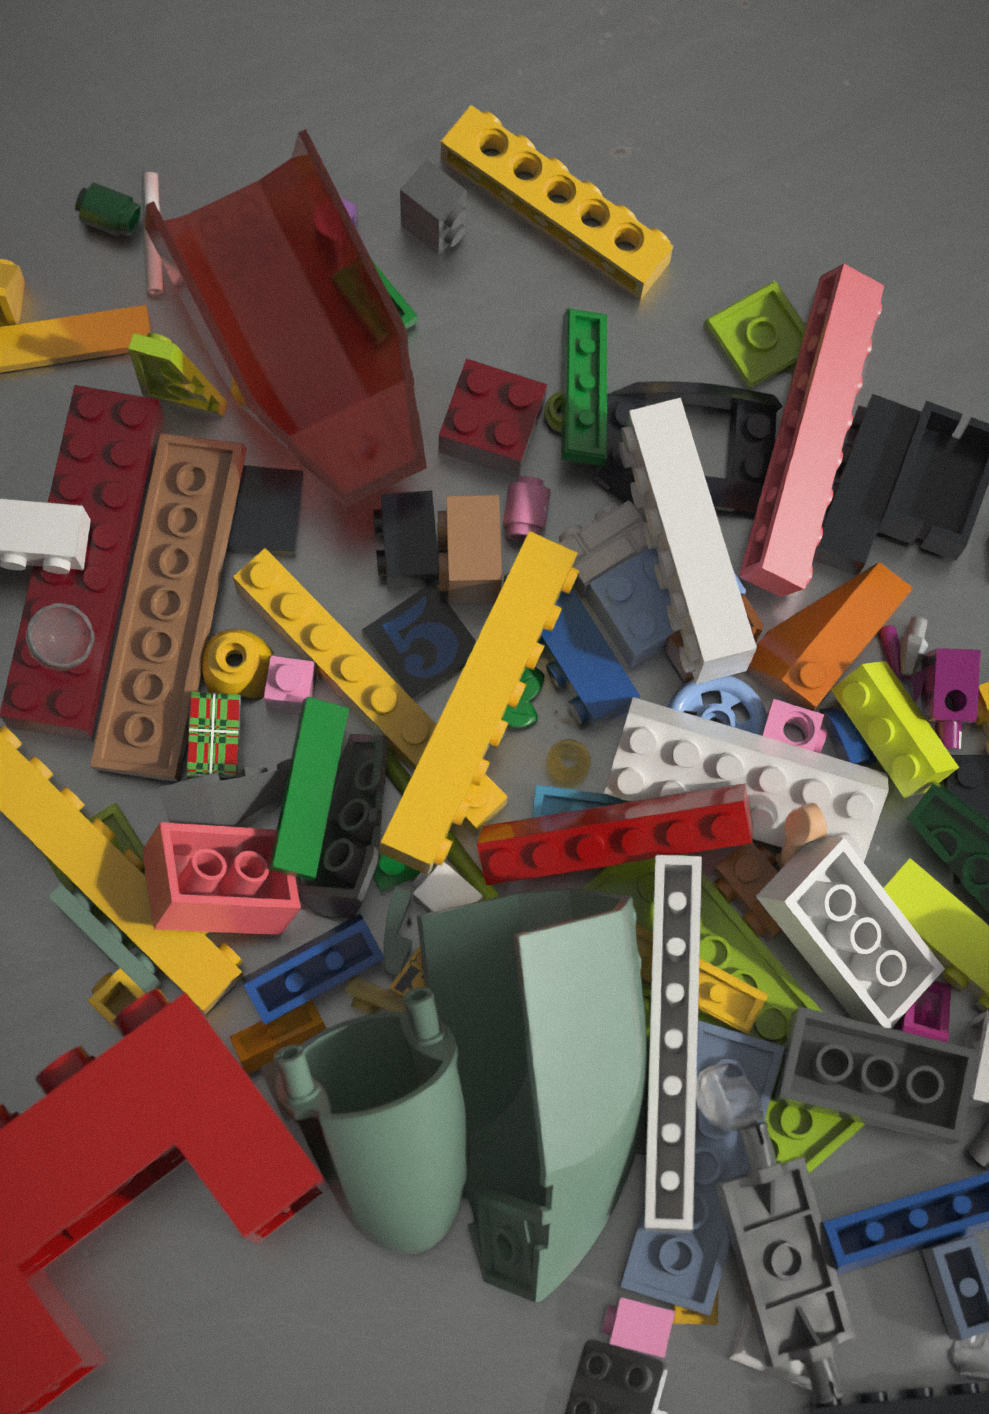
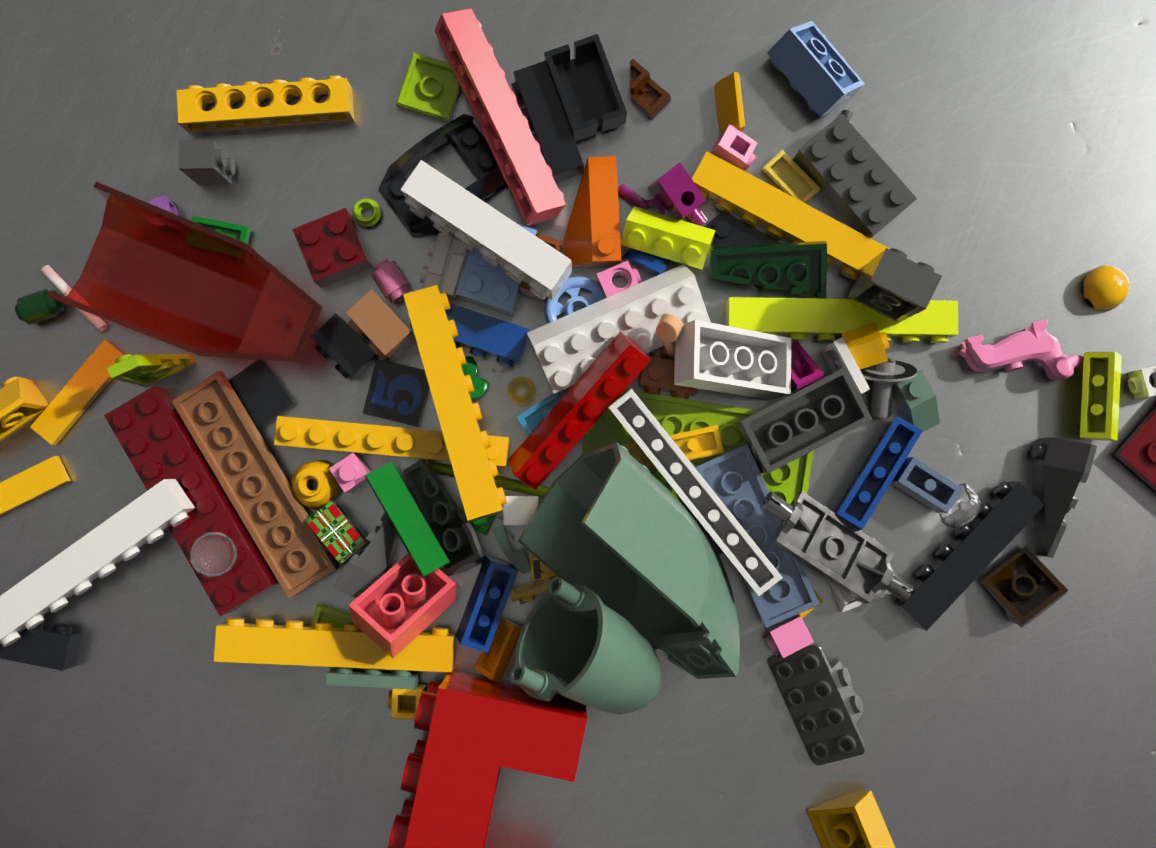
camera: 40 degrees left, 10 degrees up
(584, 387) = (365, 192): green tile -> none
(726, 1100) = (744, 496): clear hair -> none
(913, 646) = (641, 186): light grey bar -> none

